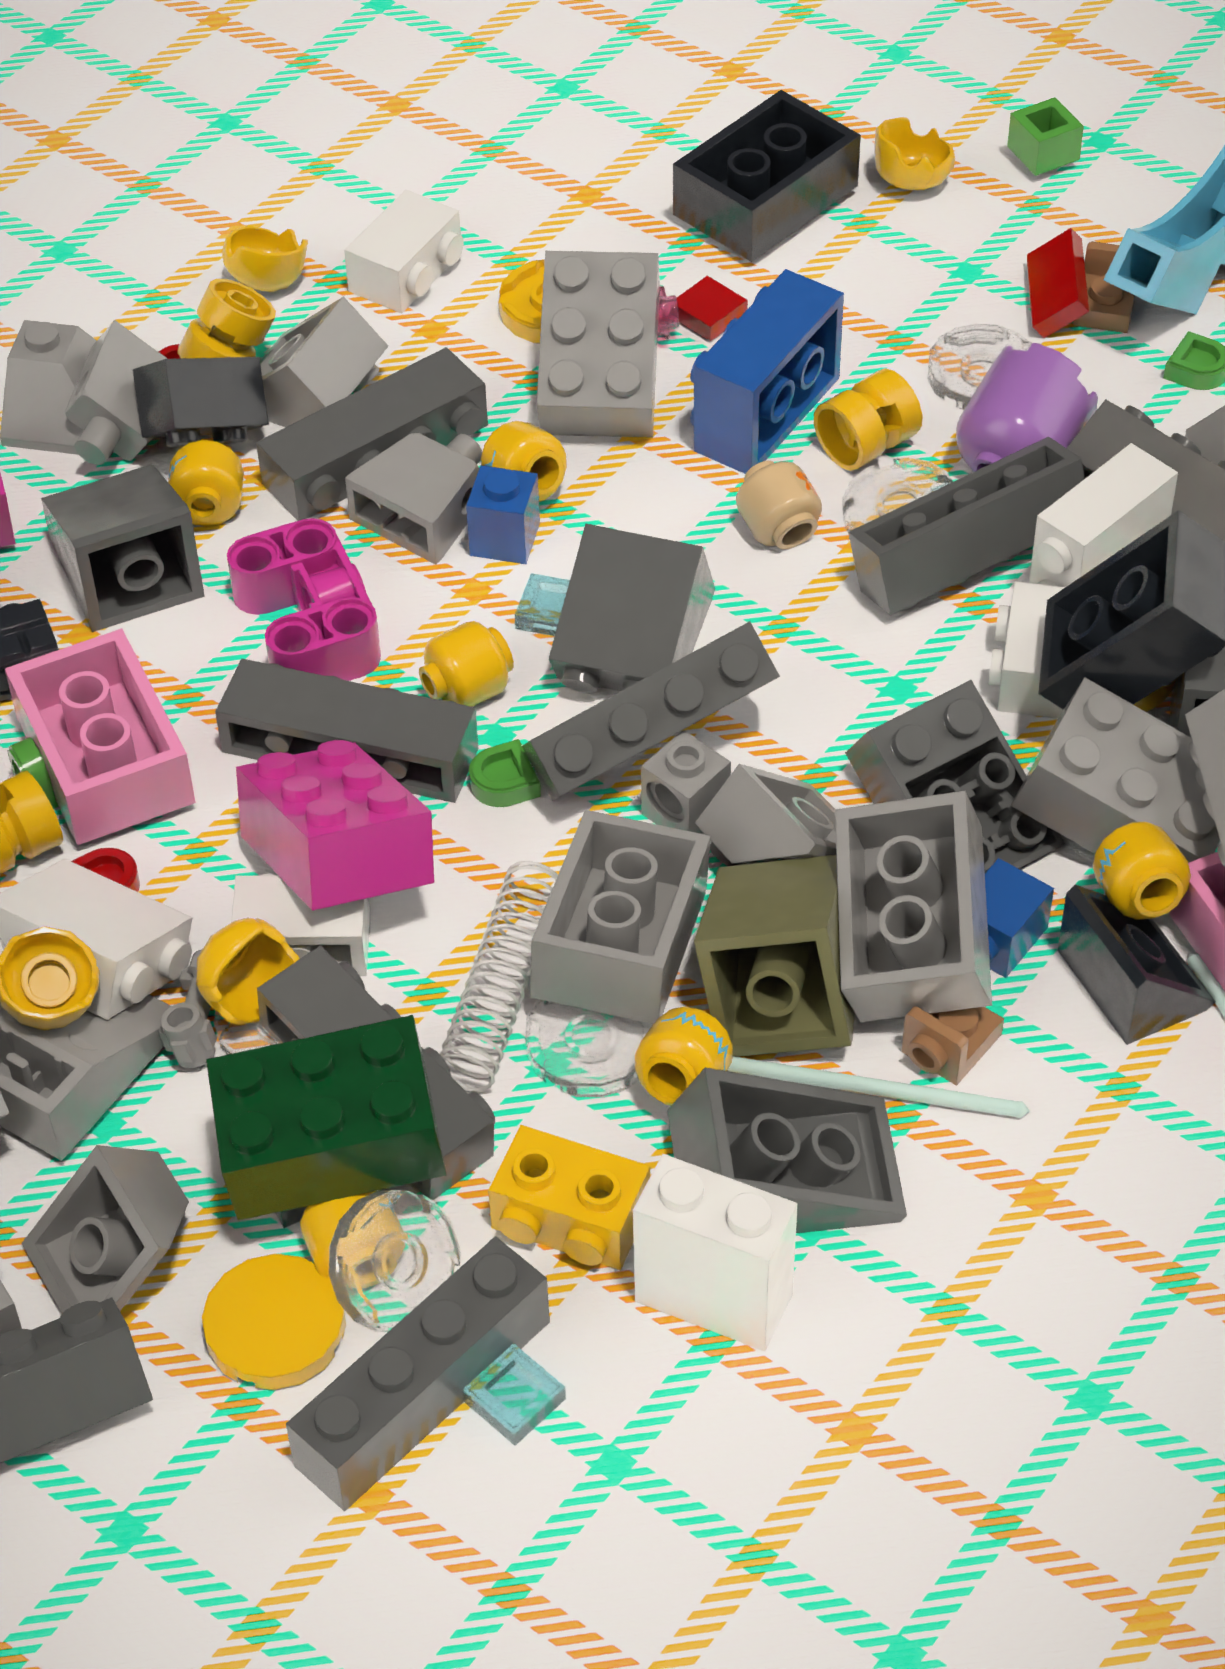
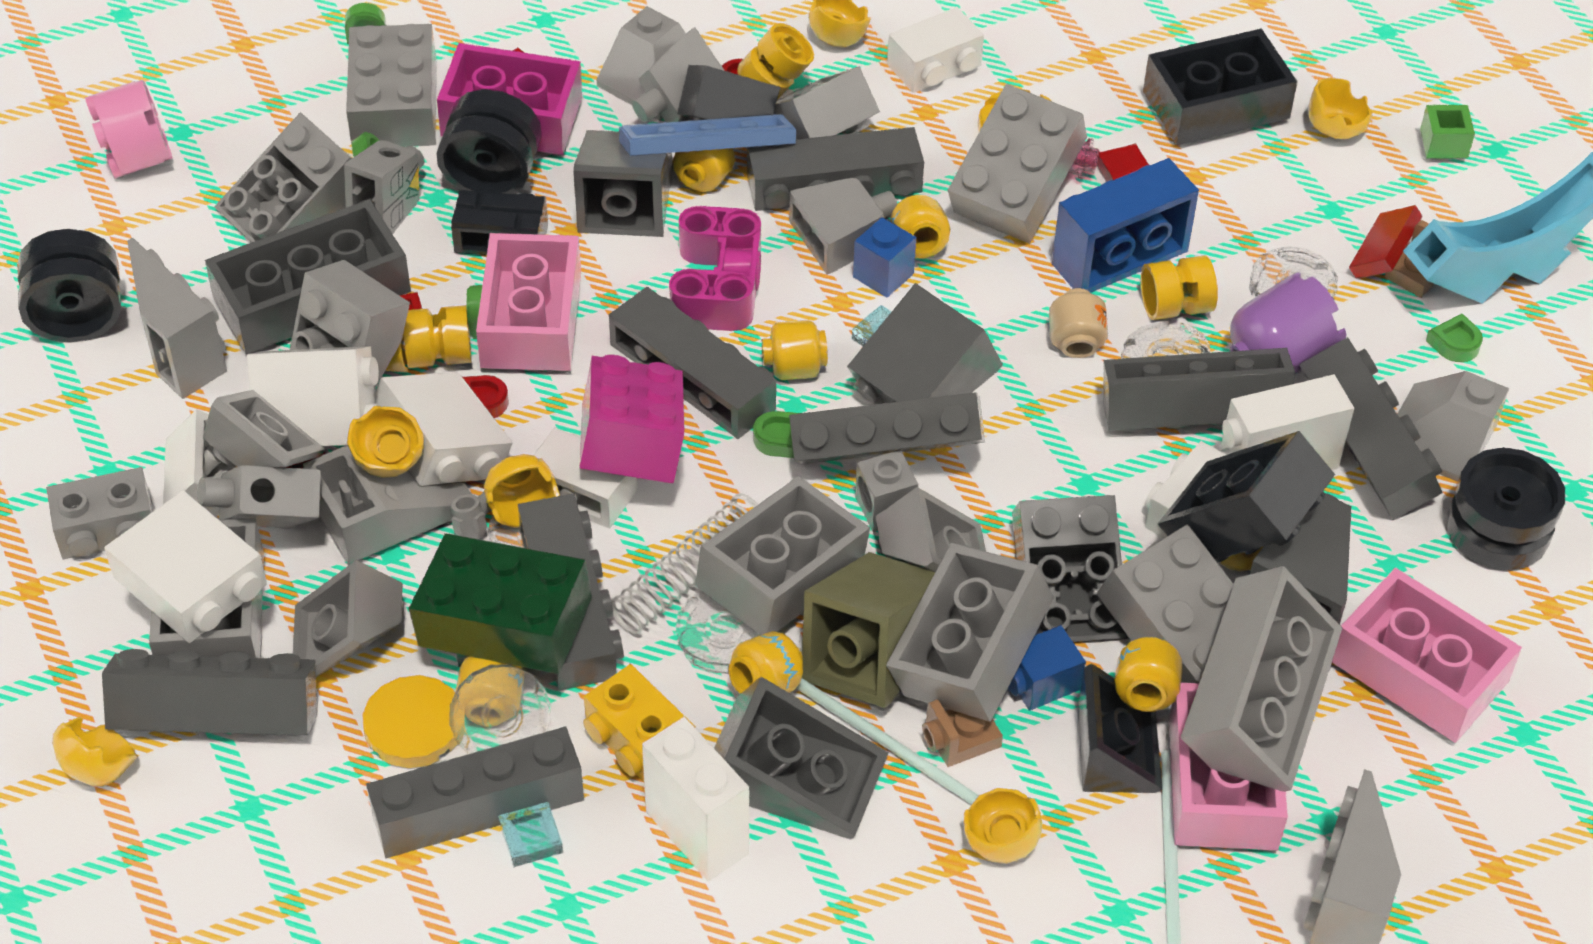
camera: 25 degrees right, 0 degrees up
(203, 447) = (706, 134): none -> medium blue tile
(1077, 1121) = (1003, 825): none -> yellow hair

